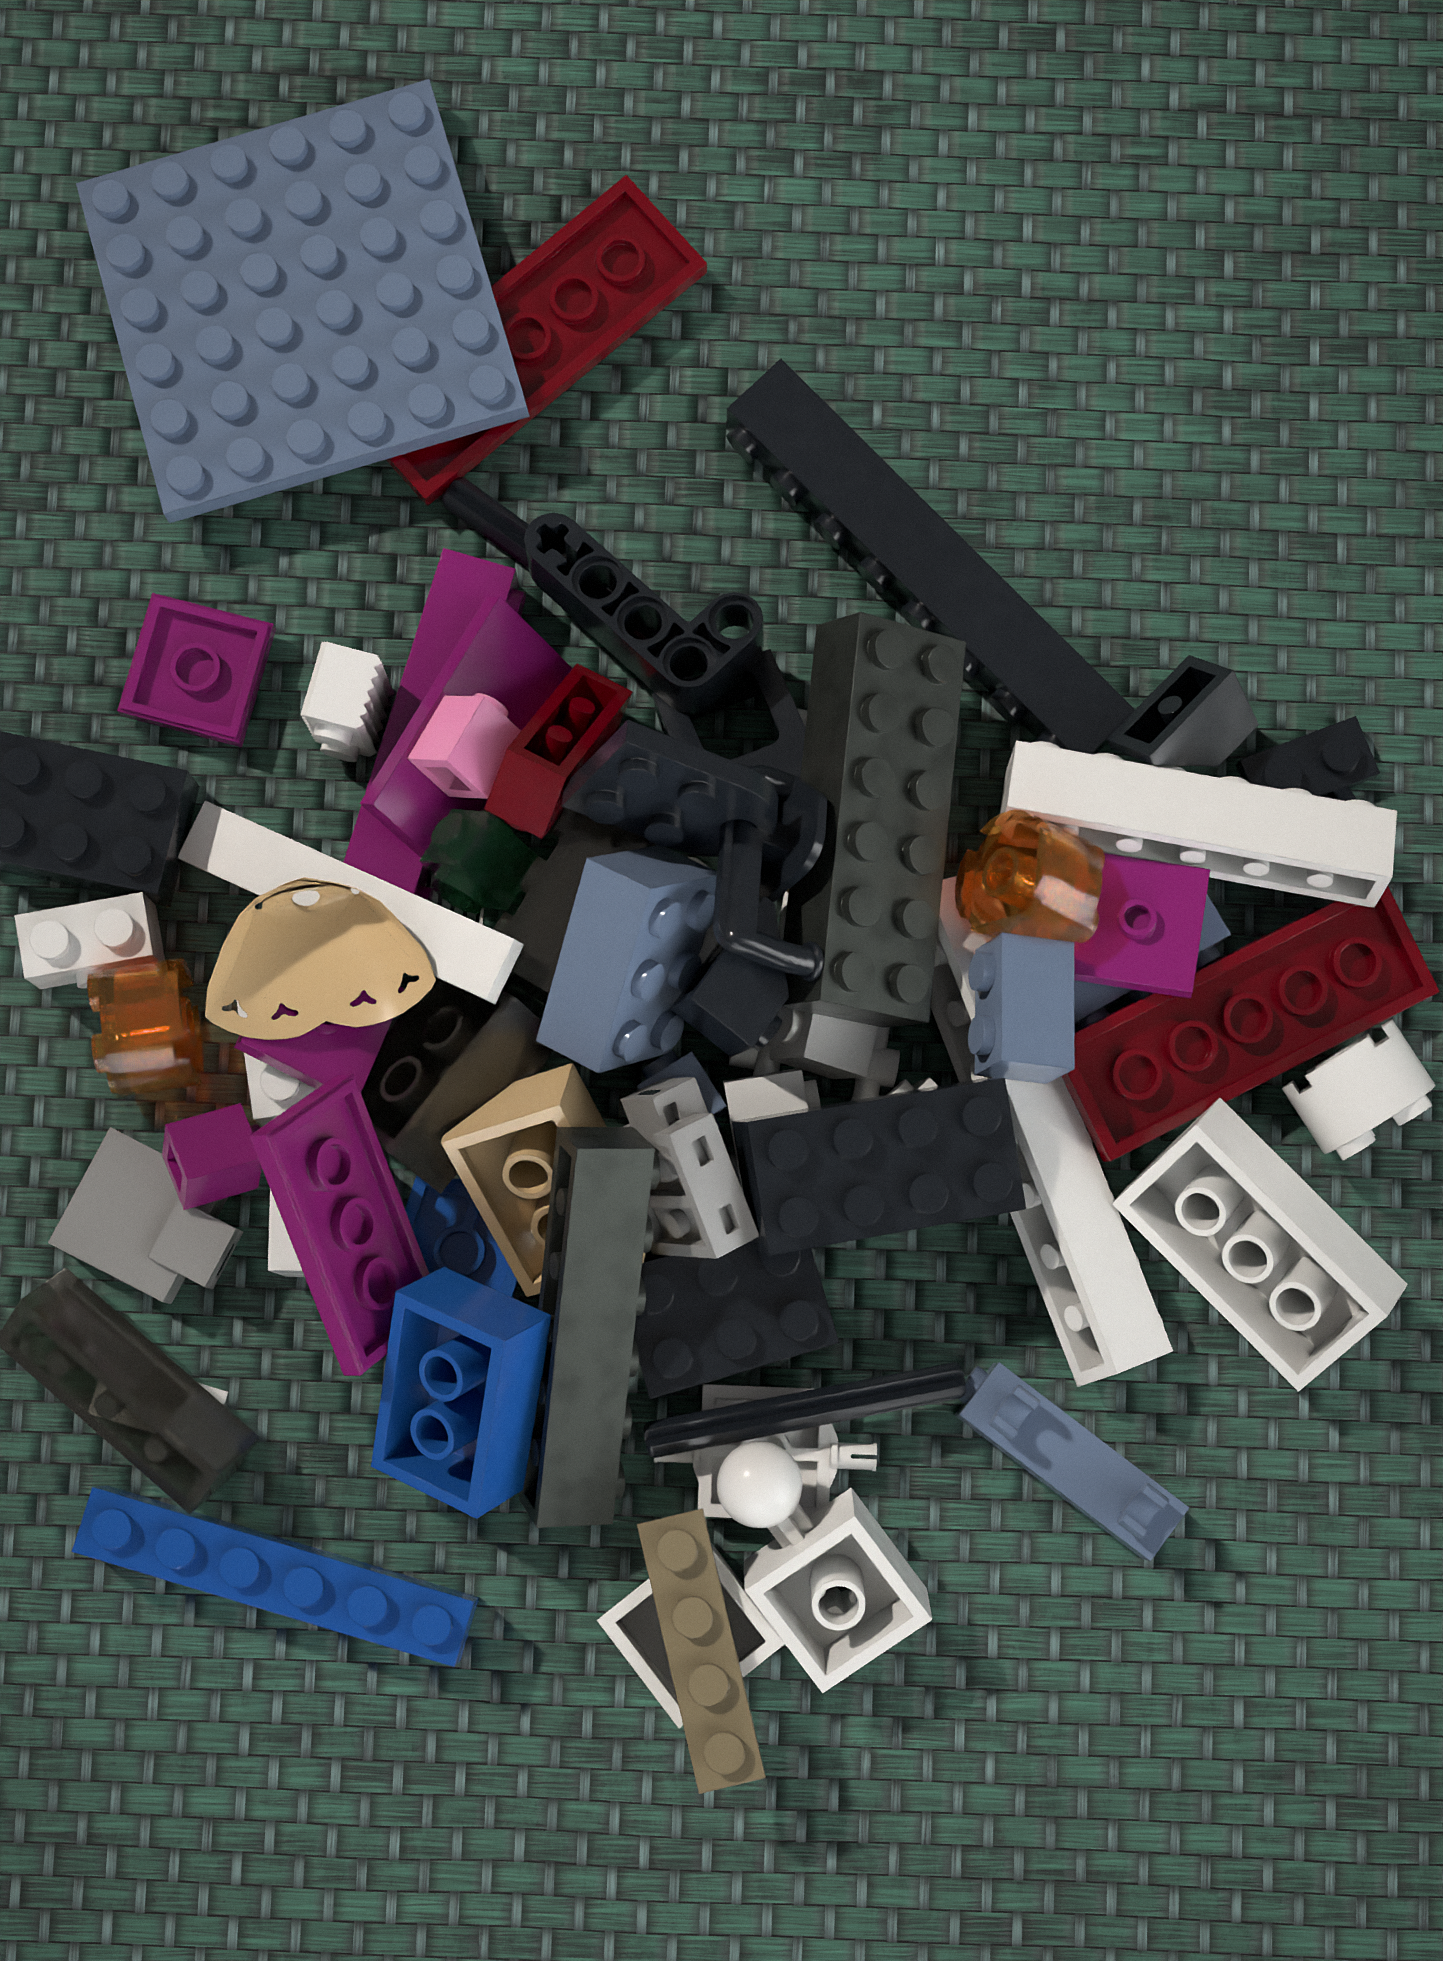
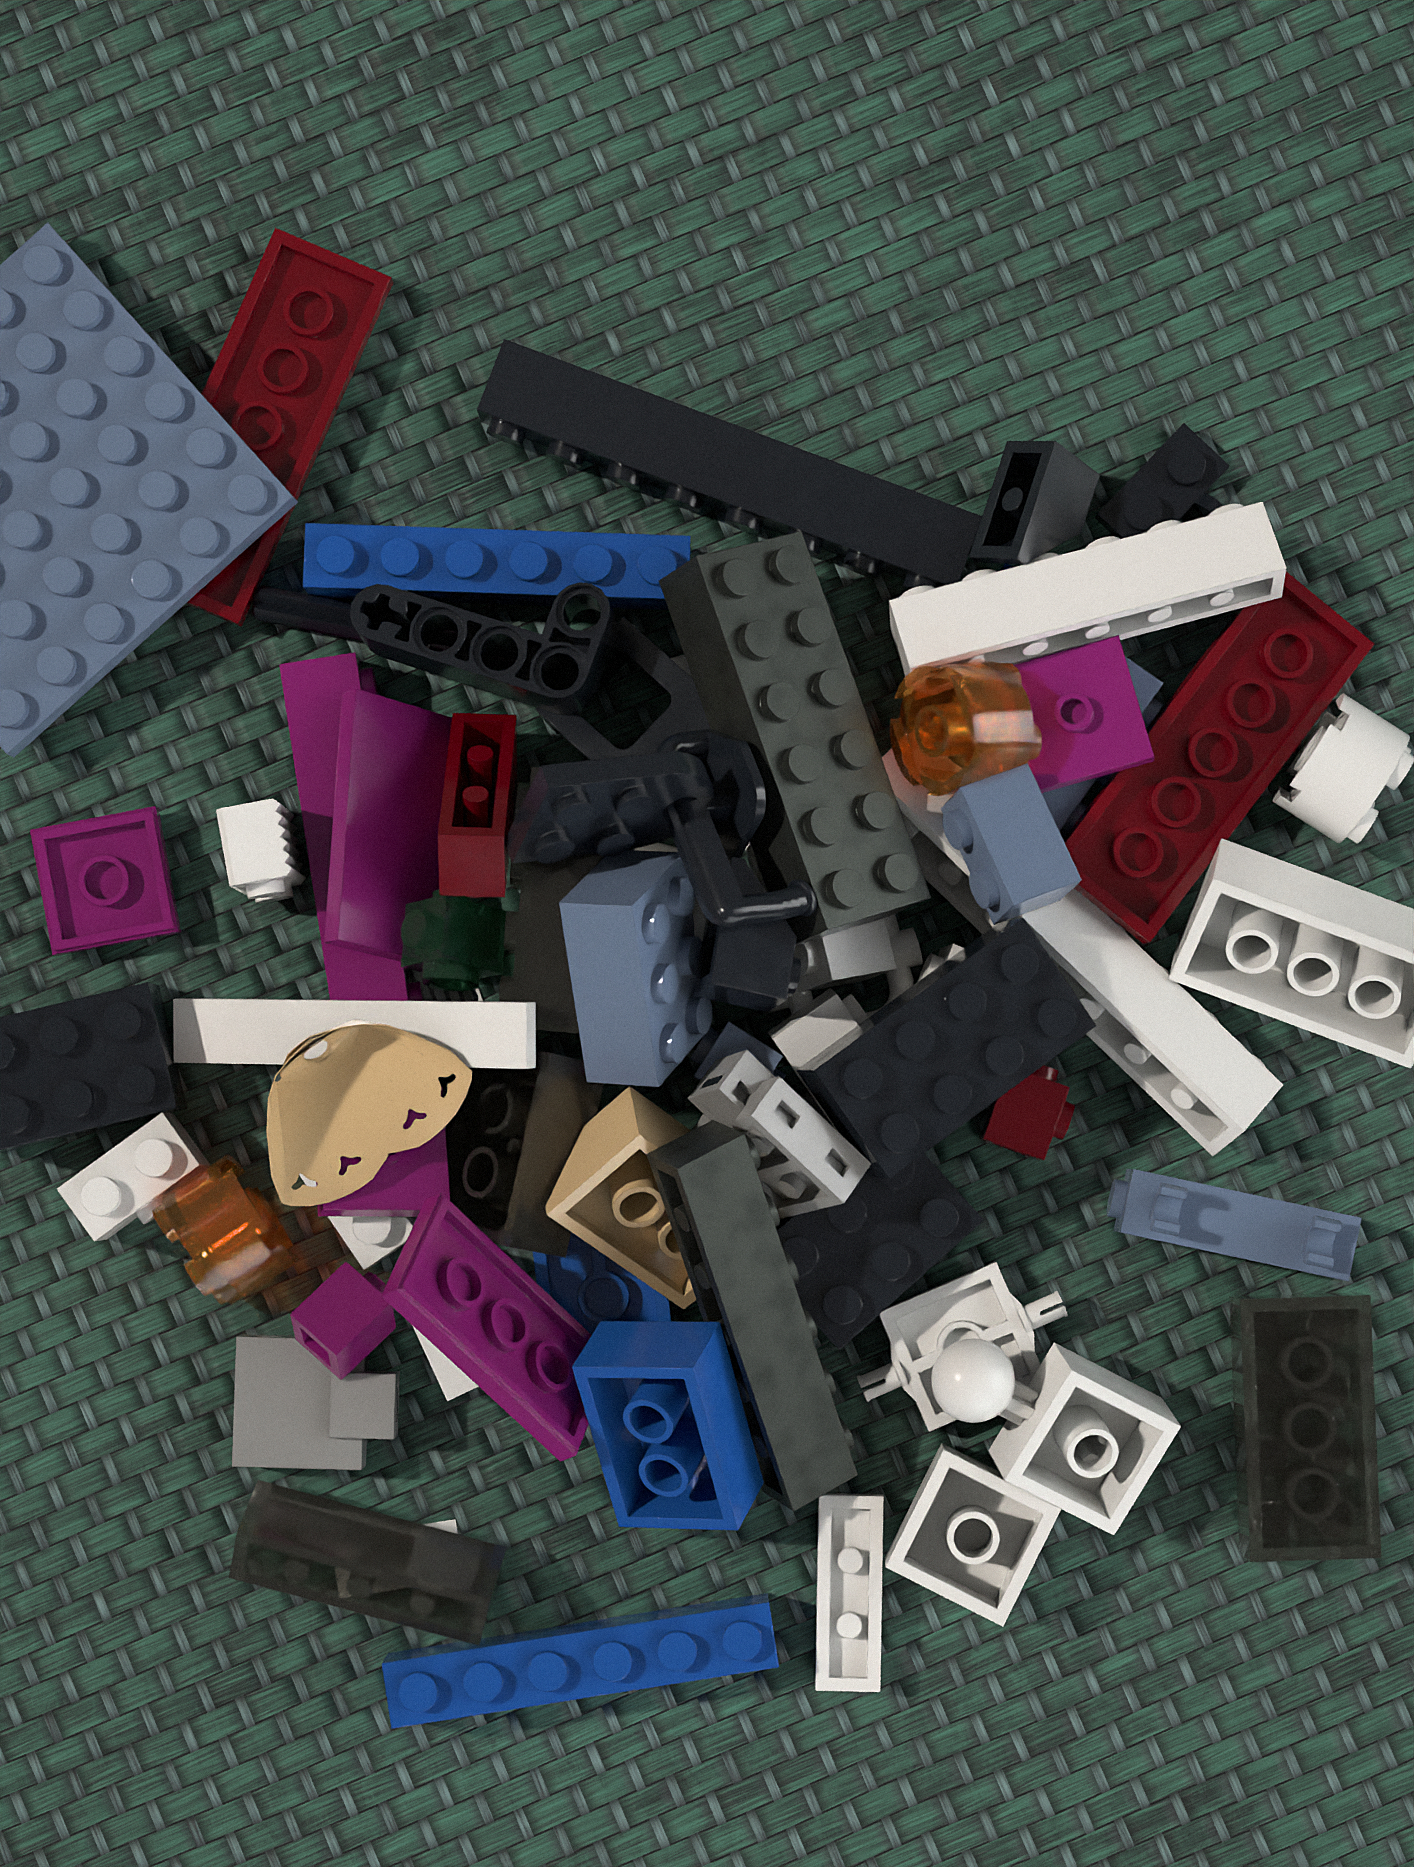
camera: 20 degrees left, 5 degrees up
(464, 745) = (394, 843): bright pink brick -> none
(553, 1631) = (849, 1592): none -> white plate
(671, 547) = (490, 563): none -> blue brick
(701, 1651) = (990, 1550): dark tan plate -> none
(804, 1409) = (980, 1293): black axle -> none
(927, 1267) = (1030, 1115): none -> dark red brick
(1047, 1679) = (1305, 1427): none -> clear smoke brick

